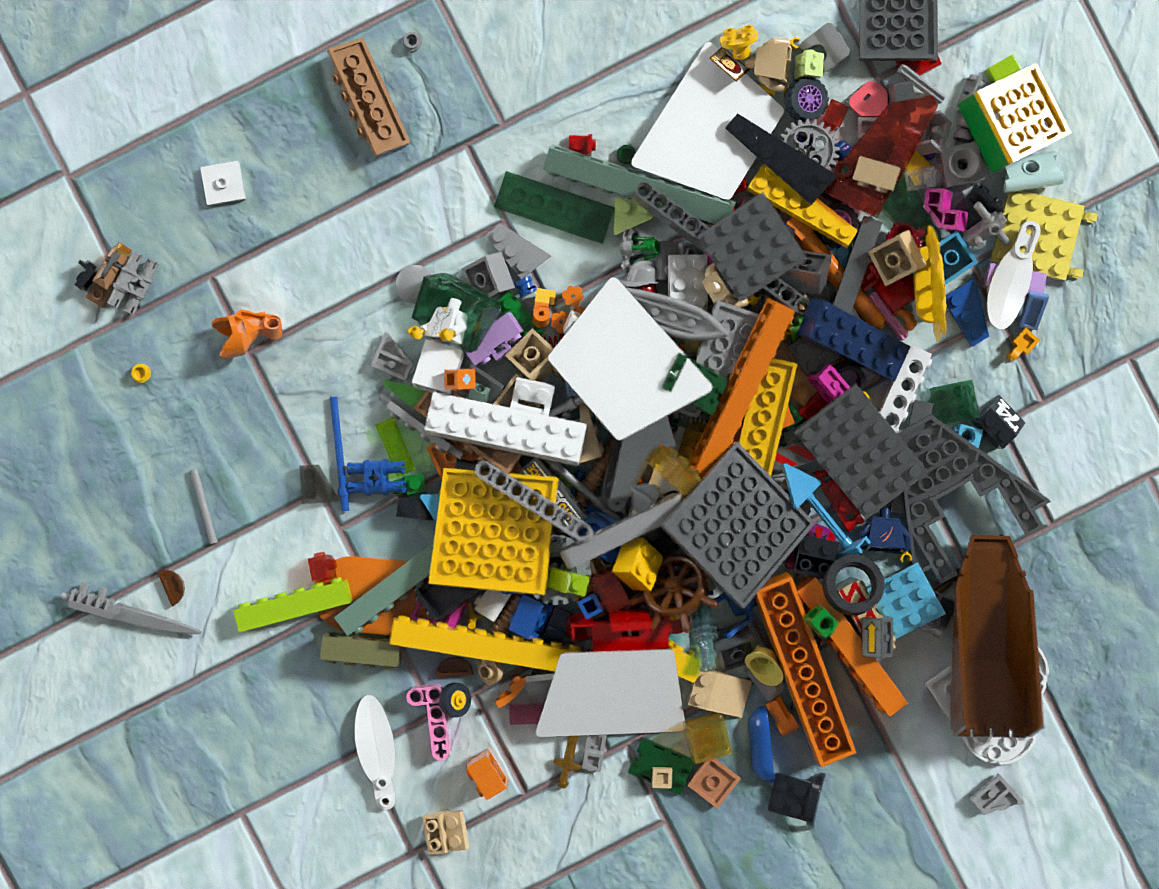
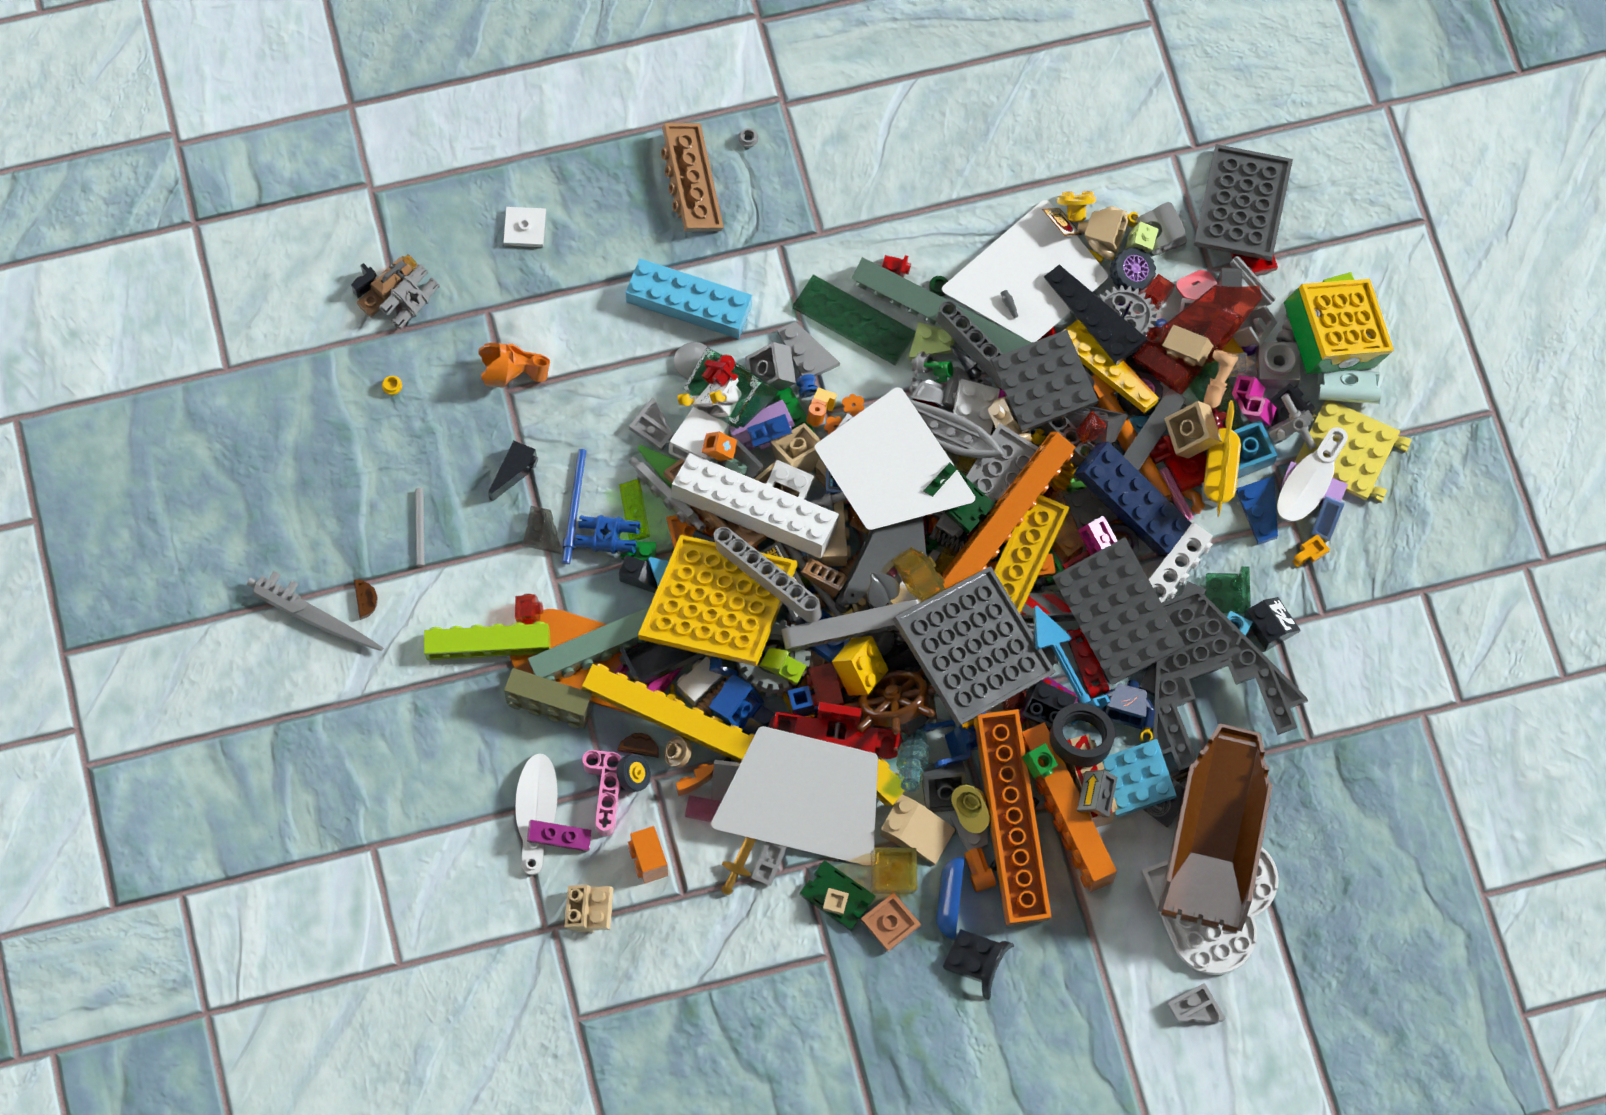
camera: 10 degrees right, 20 degrees down
(275, 428) = (513, 469): none -> black slope
(395, 223) = (689, 298): none -> medium azure brick
(403, 771) = (559, 835): none -> magenta plate
(441, 301) = (720, 371): none -> red hips
(502, 346) = (769, 430): none -> blue plate
(601, 479) = (826, 585): none -> medium nougat slope
(673, 237) = (969, 365): none -> black piece
(697, 163) = (1009, 303): none -> dark grey piece
(802, 284) = (1090, 428): none -> clear red brick
(916, 181) = (1216, 388): none -> light nougat piece

